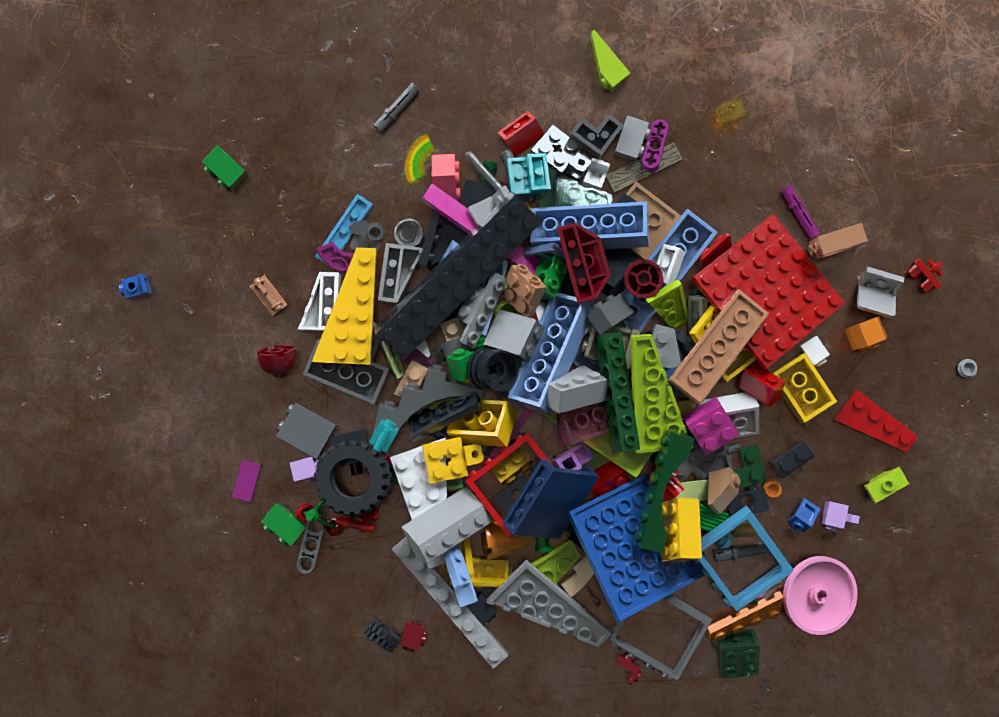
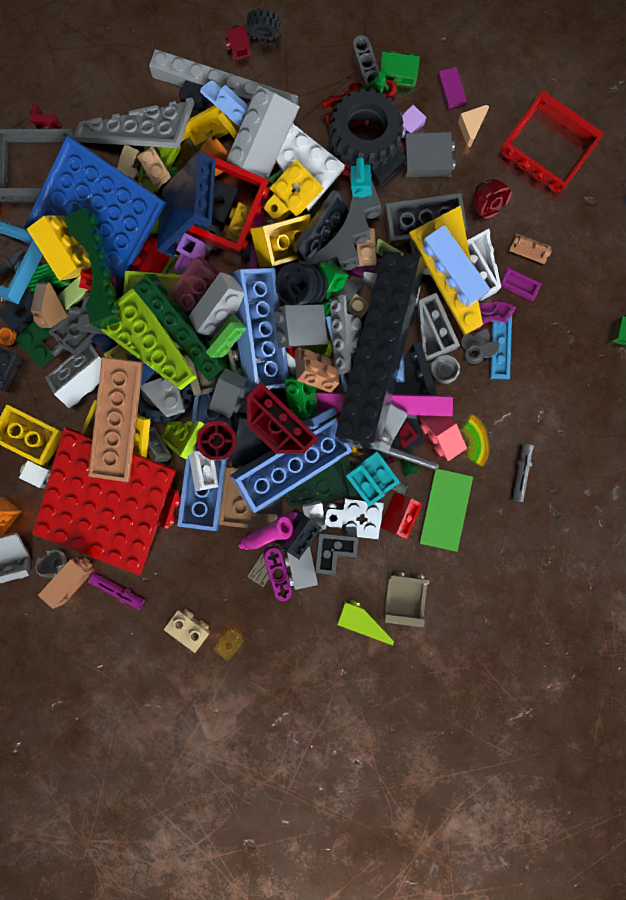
camera: 150 degrees right, 0 degrees up
(162, 387) = (566, 118): none -> red window
(251, 435) = (471, 122): none -> light nougat slope
(296, 270) = (520, 284): none -> magenta tile
(351, 307) = (455, 266): none -> light blue brick
(477, 193) = (406, 435): none -> dark red tile
(480, 115) = (446, 510): none -> bright green tile
(556, 561) = (154, 167): none -> light nougat plate
(560, 61) = (405, 599): none -> dark tan panel
(585, 360) = (226, 337): none -> bright green bracket
(620, 166) = (303, 534): none -> black bracket
(649, 180) = (277, 530): none -> dark pink piece
(711, 425) = (84, 350): dark pink brick -> none
(758, 143) = (187, 629): none -> tan brick
(761, 384) = (62, 414): red brick -> none
(843, 266) = (51, 563): none -> light grey hair

